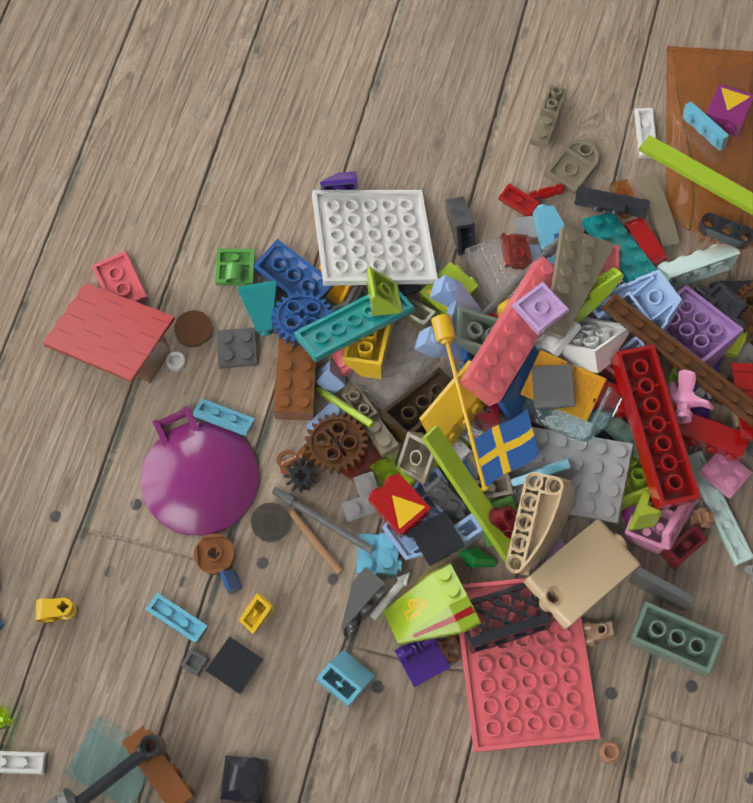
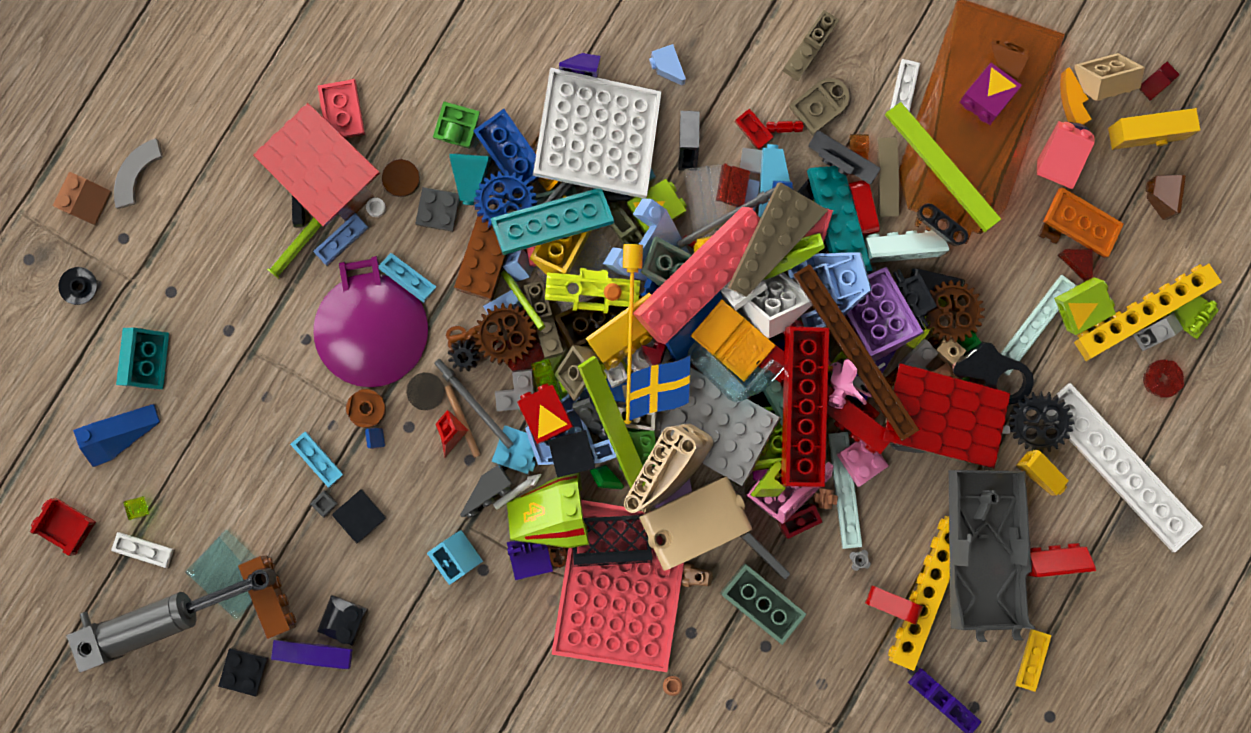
camera: 10 degrees right, 15 degrees up
(51, 610) = (207, 421): yellow piece -> none
(100, 383) = (298, 214): none -> black beam
(105, 417) = (295, 247): none -> lime axle
(148, 399) = (341, 239): none -> medium blue tile
(257, 613) = (391, 475): yellow slope -> none
(306, 555) = (450, 431): none -> red slope
(382, 294) = (588, 201): lime slope -> none
(409, 368) = (591, 283): none -> neon yellow piece
(421, 165) = (667, 64): none -> light blue slope
(504, 519) = (637, 453): dark red piece -> none
(540, 308) = (730, 264): lavender tile -> none
(547, 469) = (686, 417): medium azure tile -> none
(553, 387) = (722, 340): dark grey slope -> none
(705, 126) = (960, 106): medium azure plate -> none

